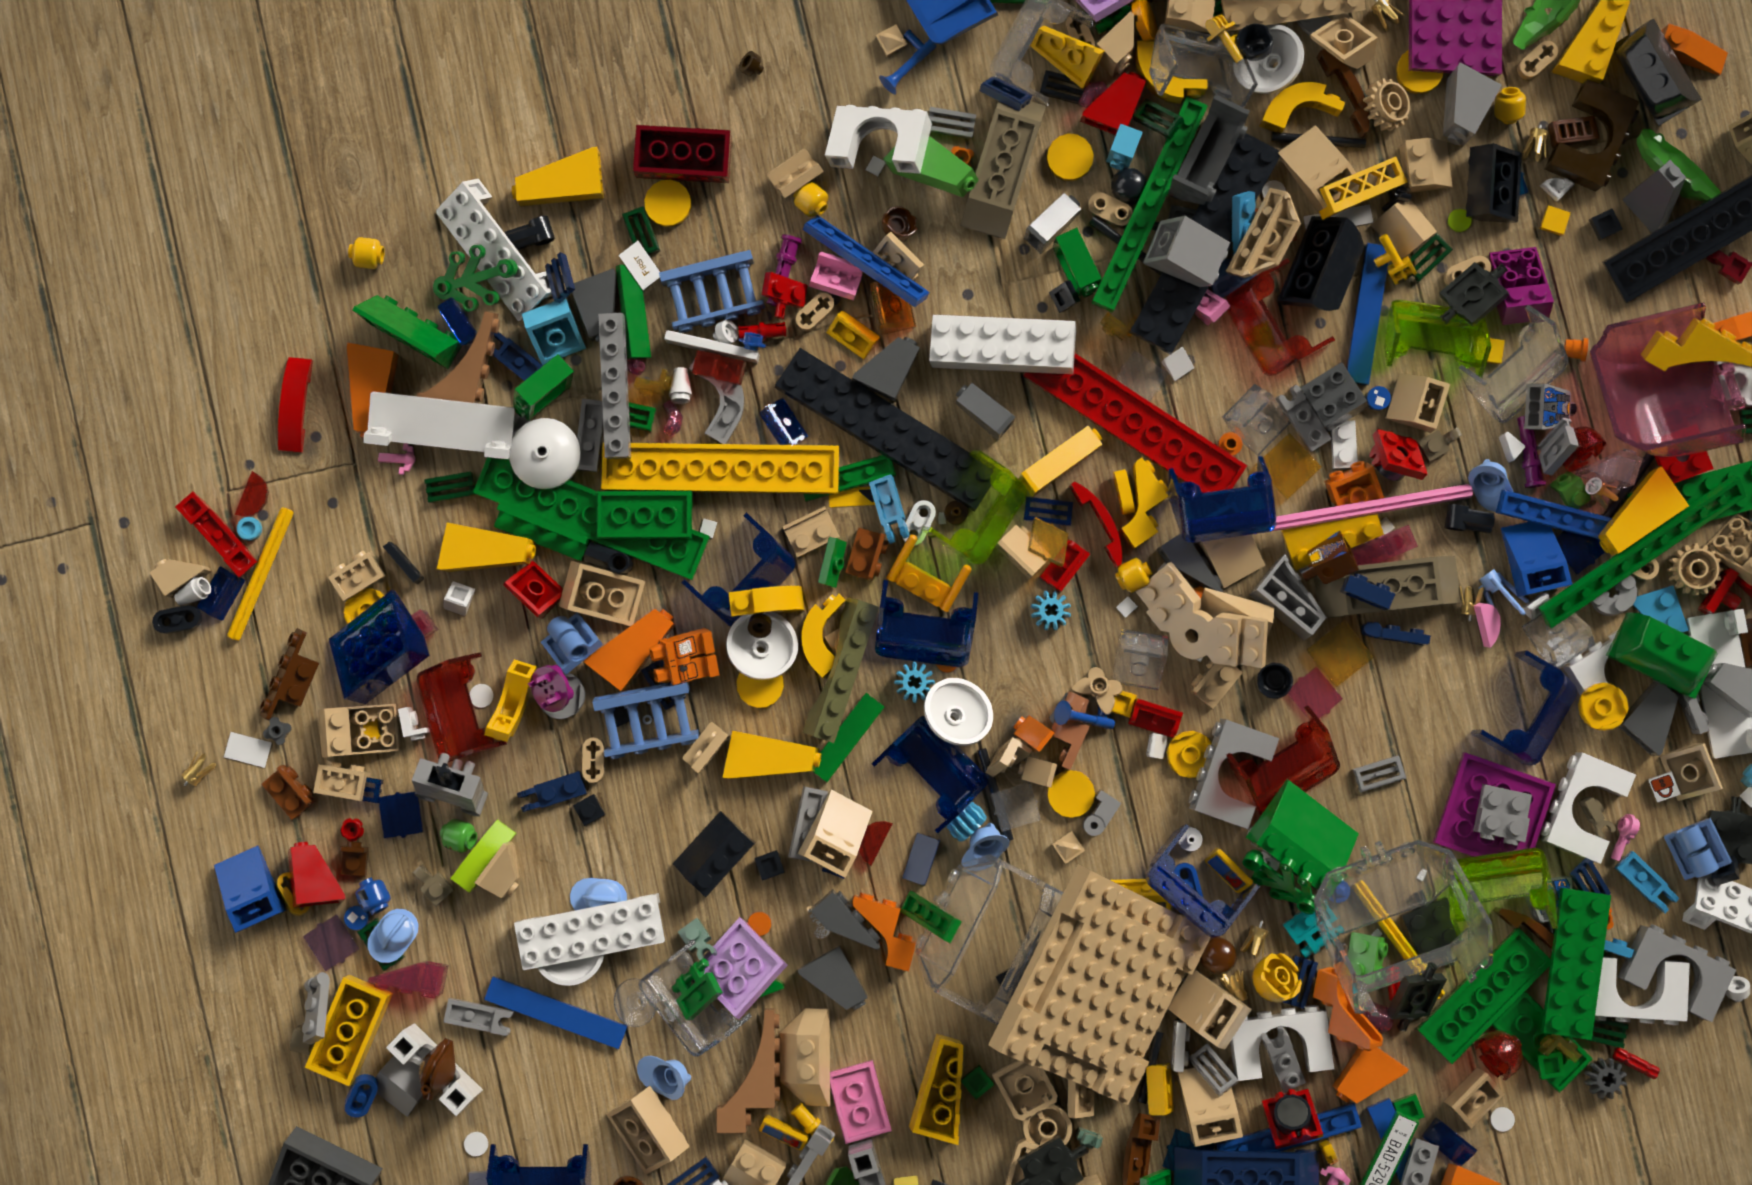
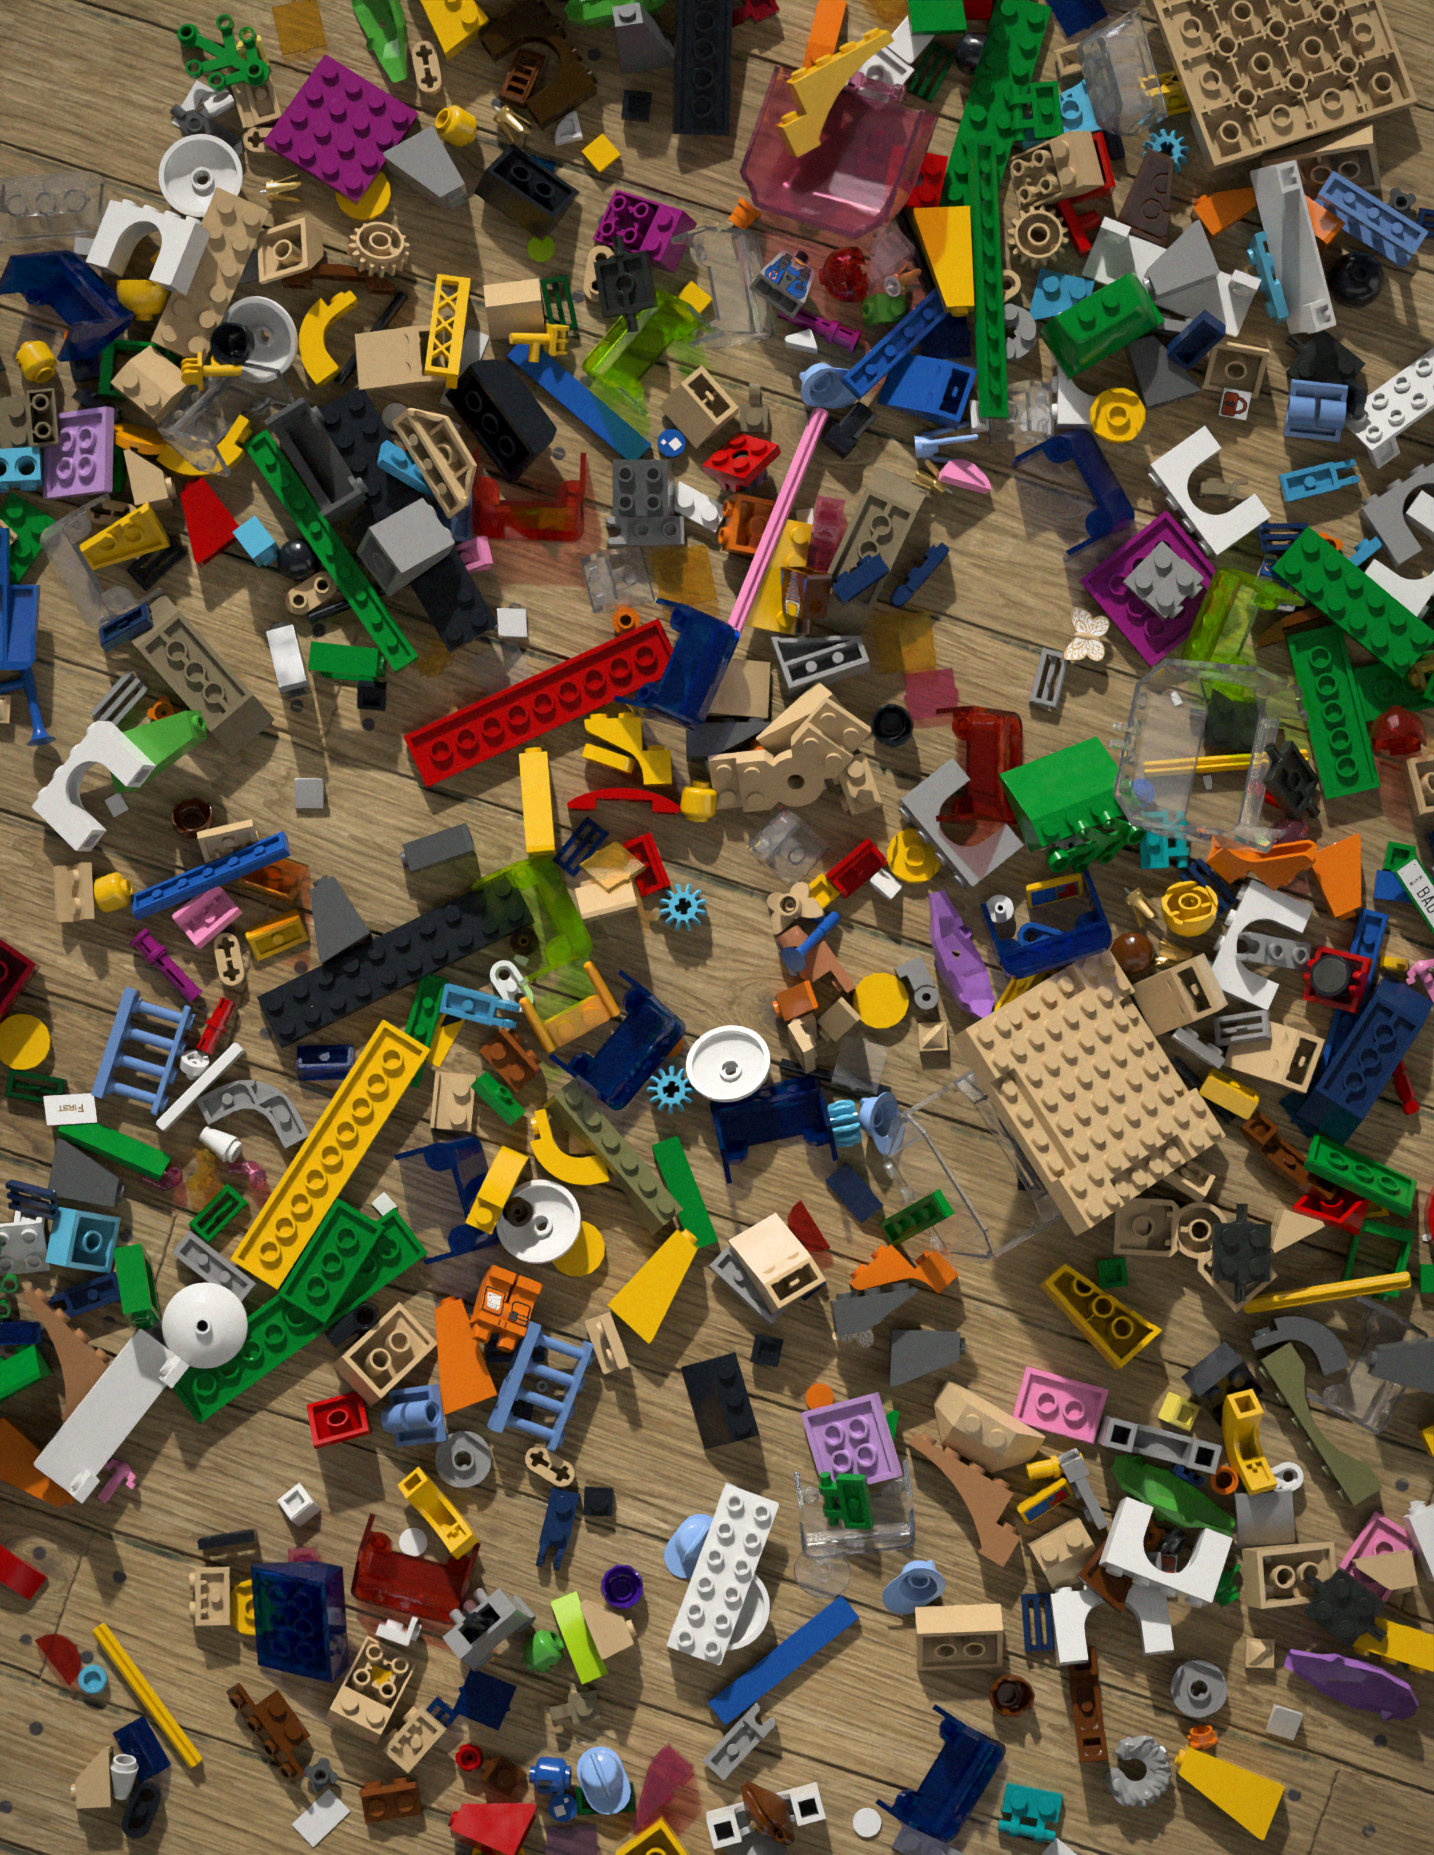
camera: 65 degrees left, 0 degrees up
(217, 533) = (78, 1715): red slope -> none
(430, 490) = (169, 1466): dark green tile -> none
(477, 548) = (261, 1452): yellow slope -> none
(537, 864) = (621, 1587): none -> dark purple hair
(541, 532) = (284, 1378): green fence -> none
(556, 683) = (448, 1473): magenta plate -> none
(614, 385) = (181, 1210): light grey brick -> none
(696, 931) = (787, 1465): sand green plate -> none
(718, 367) = (227, 1092): clear red slope -> none
(752, 341) = (221, 1041): blue plate -> none
(783, 292) = (190, 979): red plate -> none
(967, 295) = (309, 793): none -> white slope
(1003, 344) = (382, 789): white brick -> none
(1070, 157) = (231, 601): yellow tile -> none
(1088, 1138) = (1235, 1195): sand green plate -> none
(1091, 91) = (178, 536): clear pink arm -> none
(1126, 607) = (726, 827): white window -> none
(1128, 845) = (967, 975): none -> medium lavender piece
(1168, 133) = (267, 480): dark green tile -> none
(1366, 952) = (1219, 803): bright green bracket -> none
(1400, 194) = (479, 292): black hand -> none
(1425, 164) = (464, 247): tan slope -> none
(1428, 782) = (1087, 636): none -> animal
(1557, 446) = (830, 298): light grey plate -> none
(1628, 828) = (1254, 465): bright pink plate -> none
(1695, 730) = (1196, 340): none -> dark blue piece

